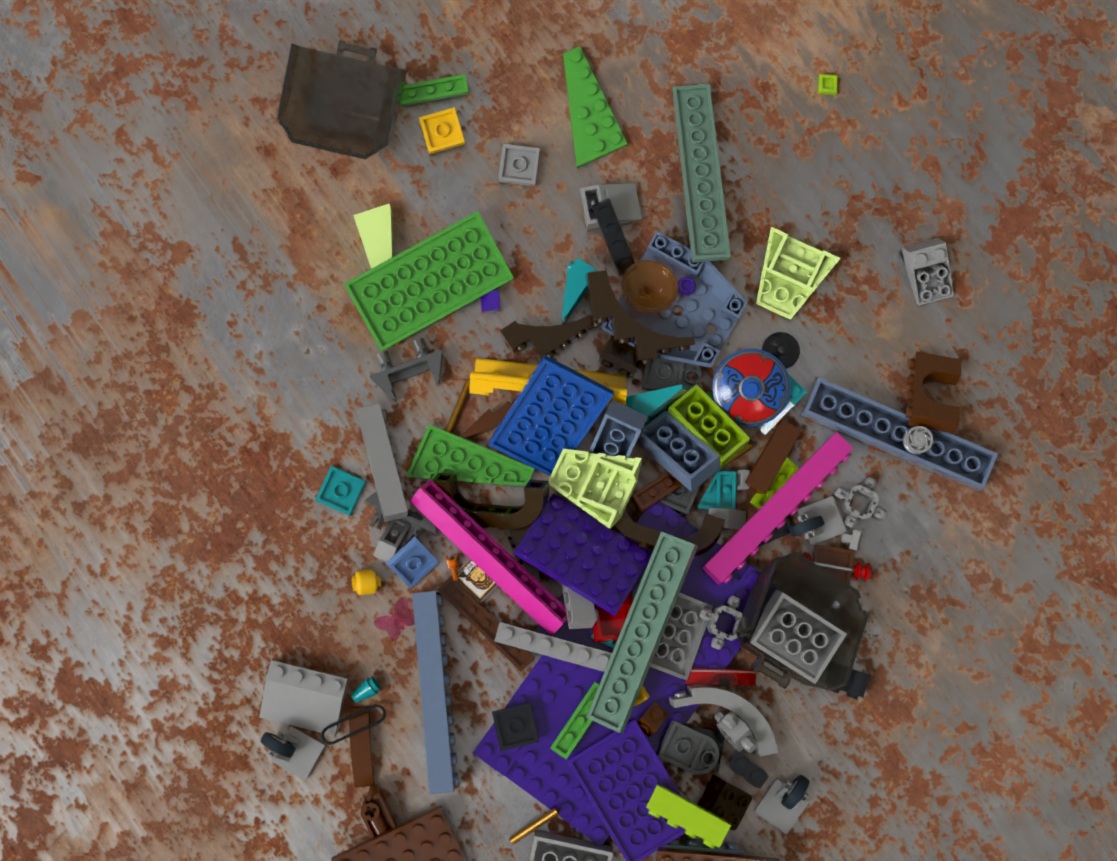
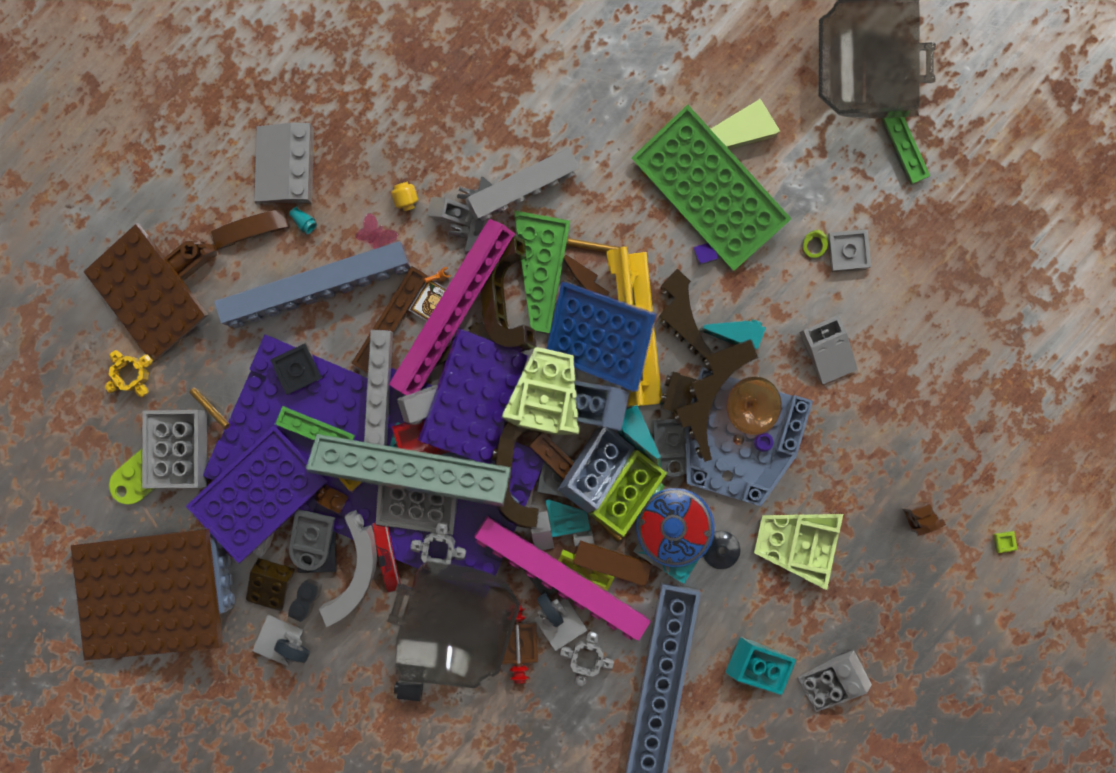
camera: 80 degrees right, 5 degrees up
(293, 751) = (231, 164): light grey plate -> none
(340, 490) = (487, 152): teal tile -> none
(355, 732) = (266, 227): black piece -> none
(391, 374) = (630, 202): dark grey hose -> none
(412, 562) = (432, 235): medium blue plate -> none
(442, 130) = (866, 166): yellow plate -> none
(495, 195) = (816, 233): none -> lime piece
(592, 120) = (912, 313): bright green wing -> none
(613, 235) = (798, 358): black plate -> none
(688, 816) = (241, 552): lime brick -> none
(701, 173) = (882, 432): sand green plate -> none
(735, 731) = (336, 581): light grey piece -> none
(790, 154) = (922, 518): none -> reddish brown piece
(796, 636) = (439, 622): light grey slope -> none
(853, 540) = (548, 660): light grey tile -> none
(900, 338) = (760, 666): none -> teal slope
(918, 440) = (658, 703): light grey wheel -> none
(923, 410) = (690, 701): reddish brown arch -> none

